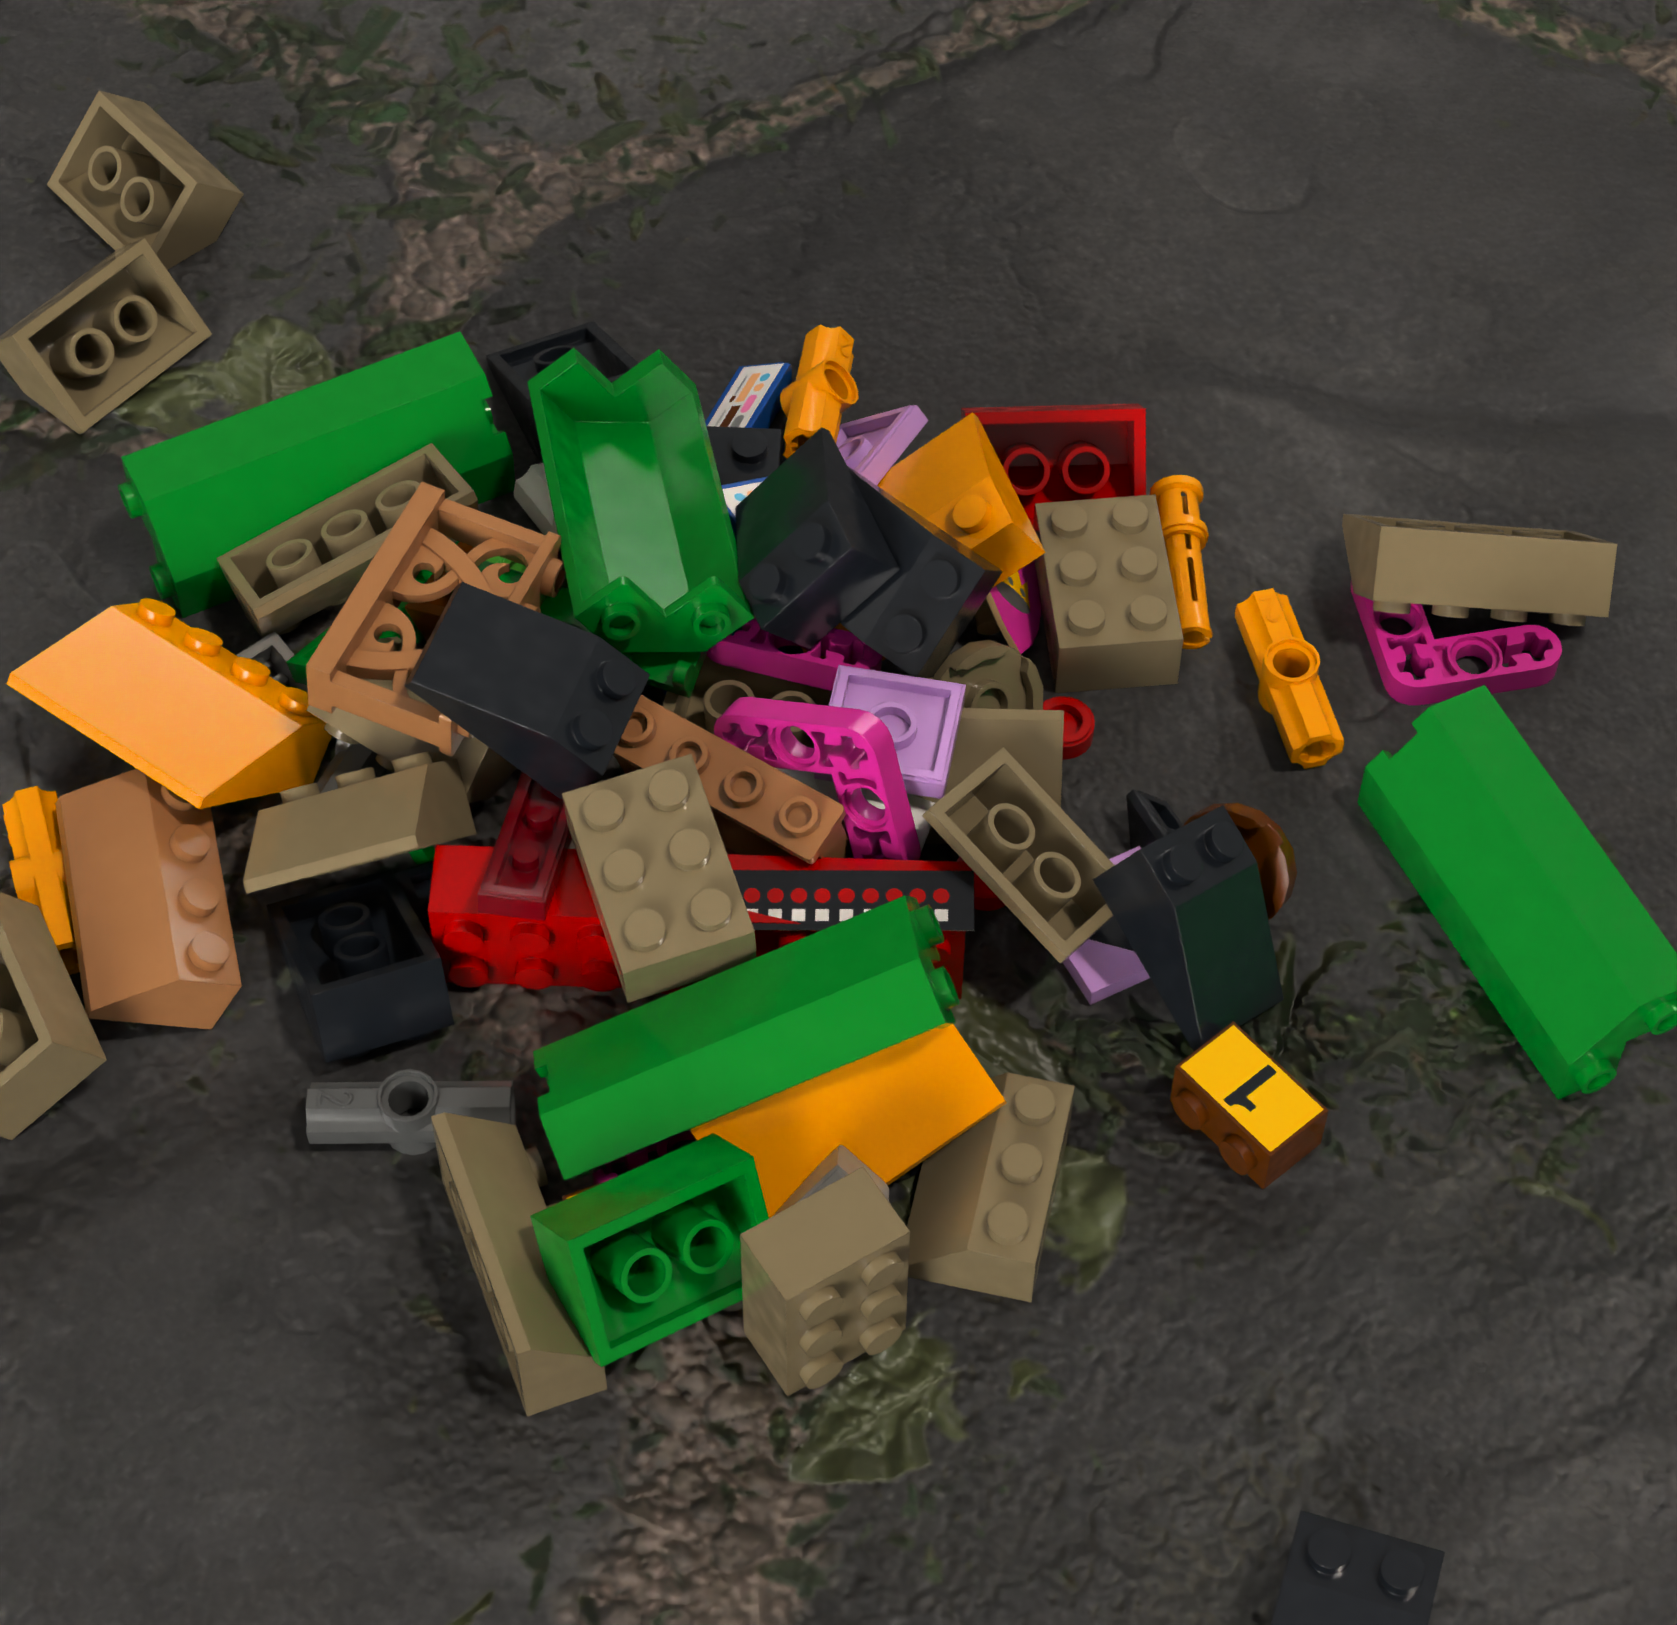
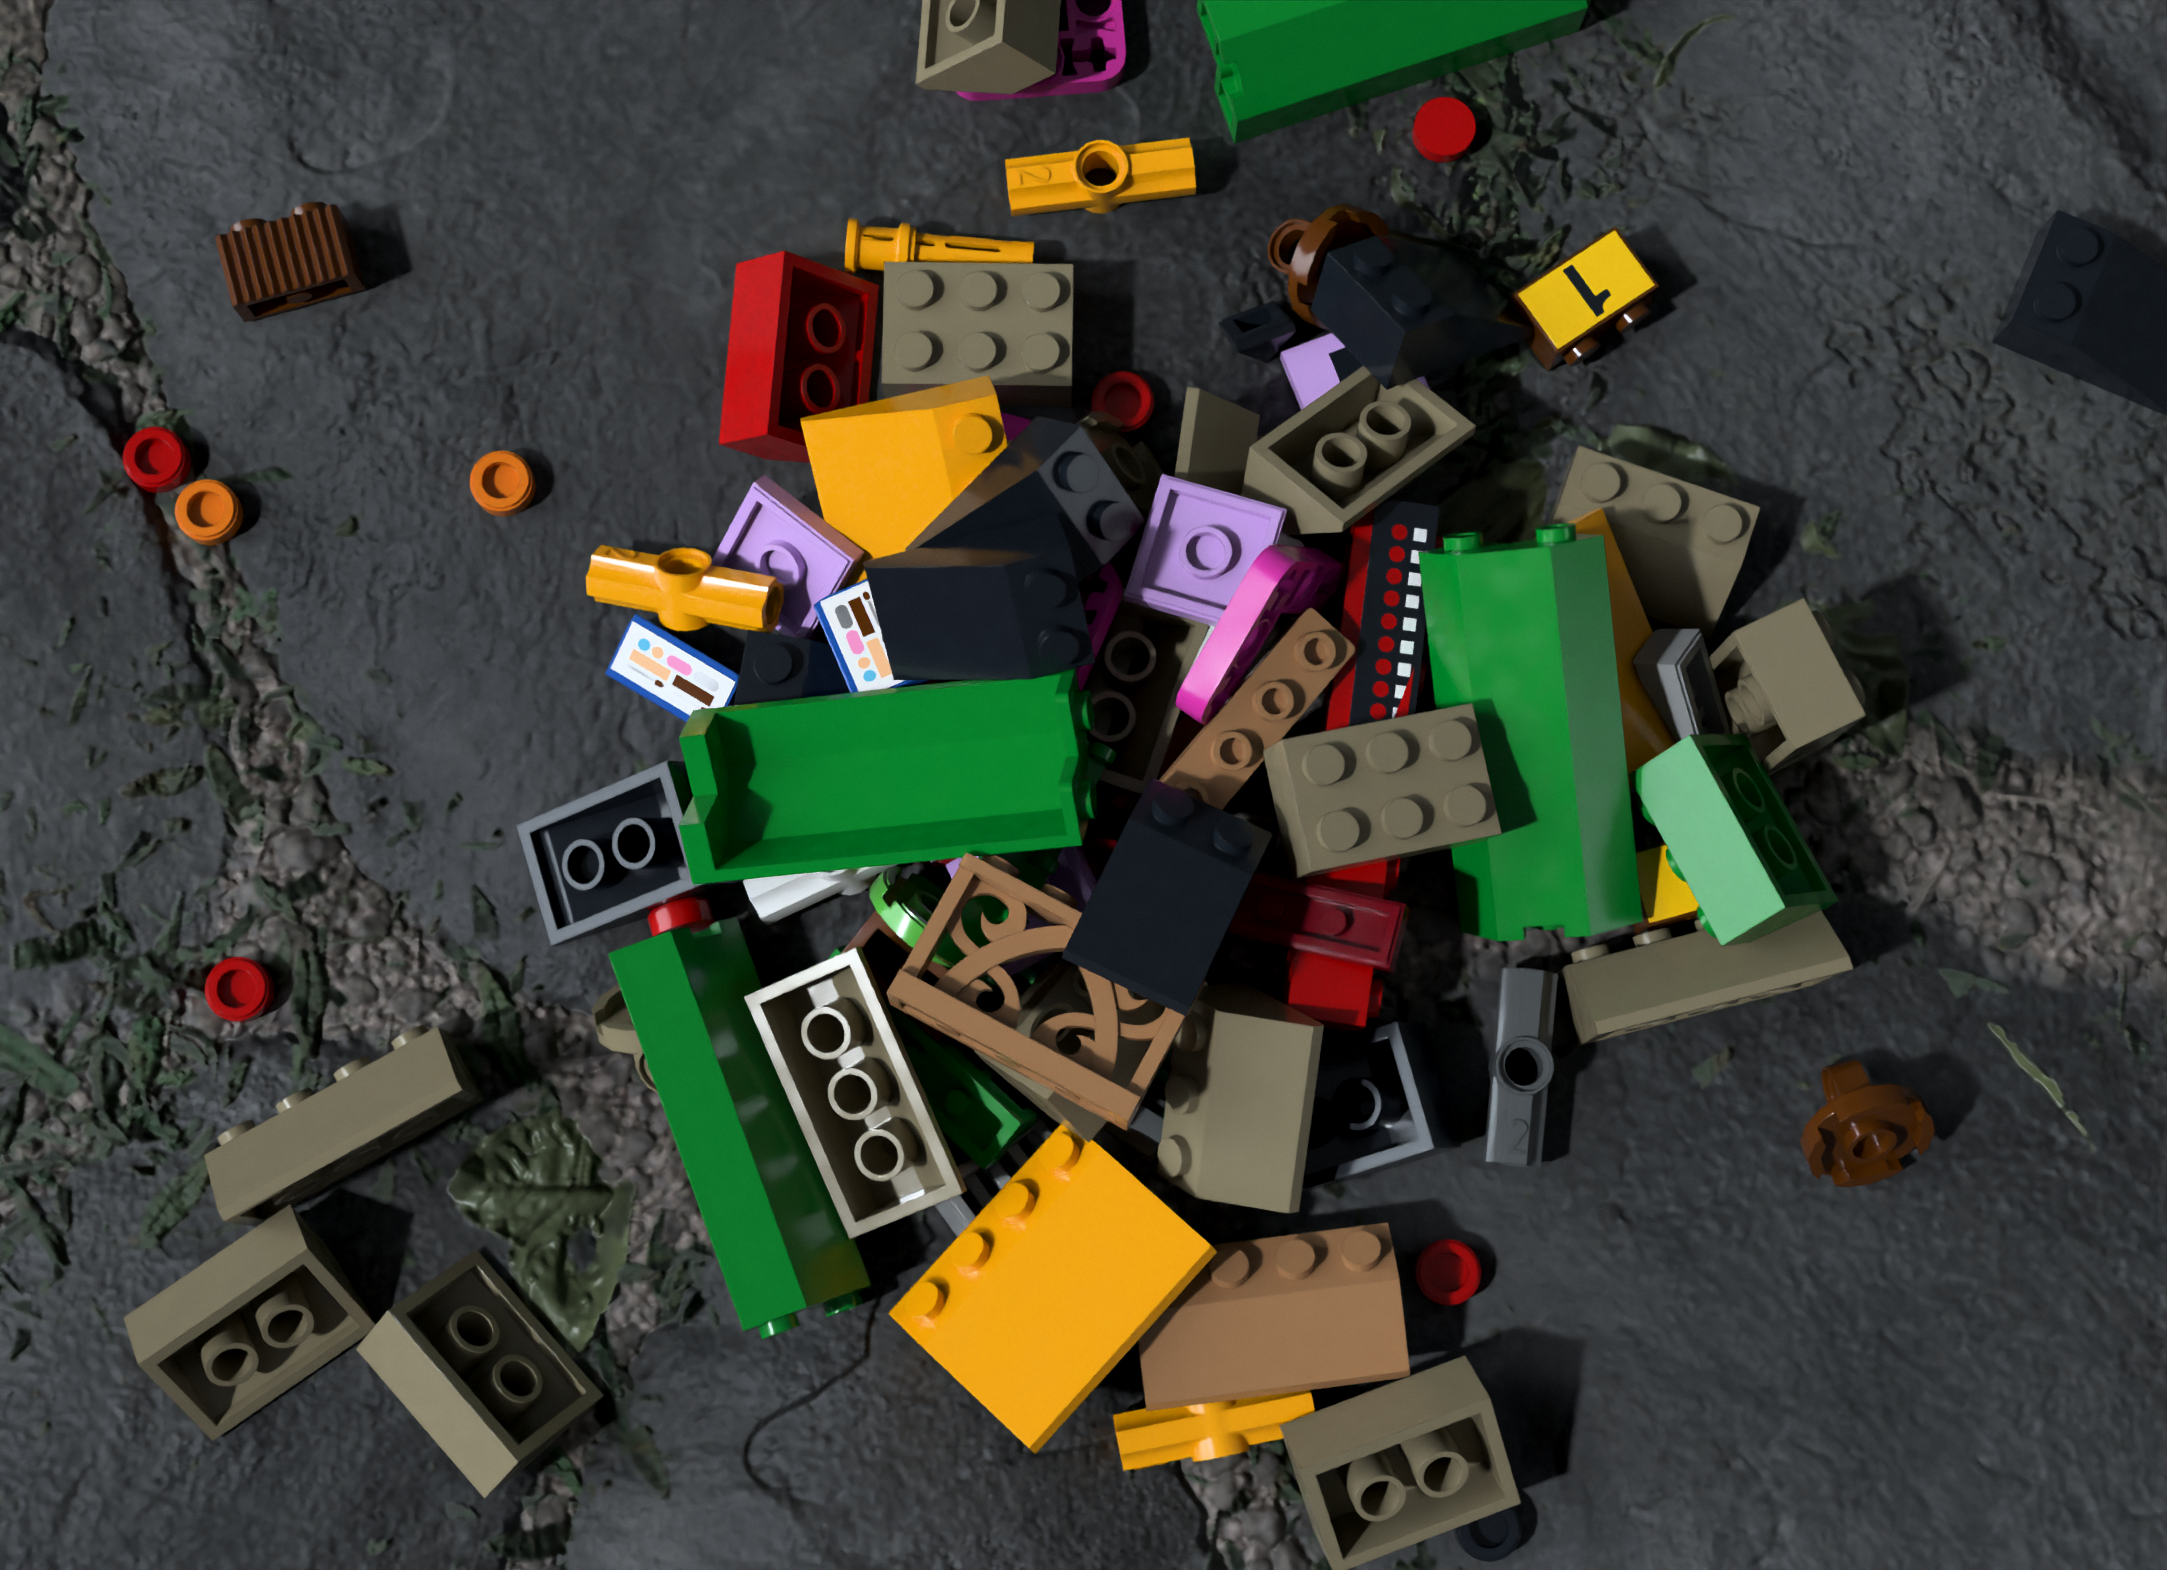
camera: 85 degrees left, 25 degrees up
(201, 1076) = (1447, 1272): none -> red tile
(310, 221) = (340, 1127): none -> dark tan slope
(359, 1429) = (1863, 1127): none -> reddish brown tile
(432, 158) = (239, 989): none -> red tile
(514, 421) = (682, 913): none -> red tile
(848, 94) = (208, 512): none -> orange tile
(889, 57) = (156, 459): none -> red tile
(905, 280) = (502, 483): none -> orange tile
(1078, 112) = (289, 261): none -> reddish brown brick
(1412, 975) = (1443, 129): none -> red tile

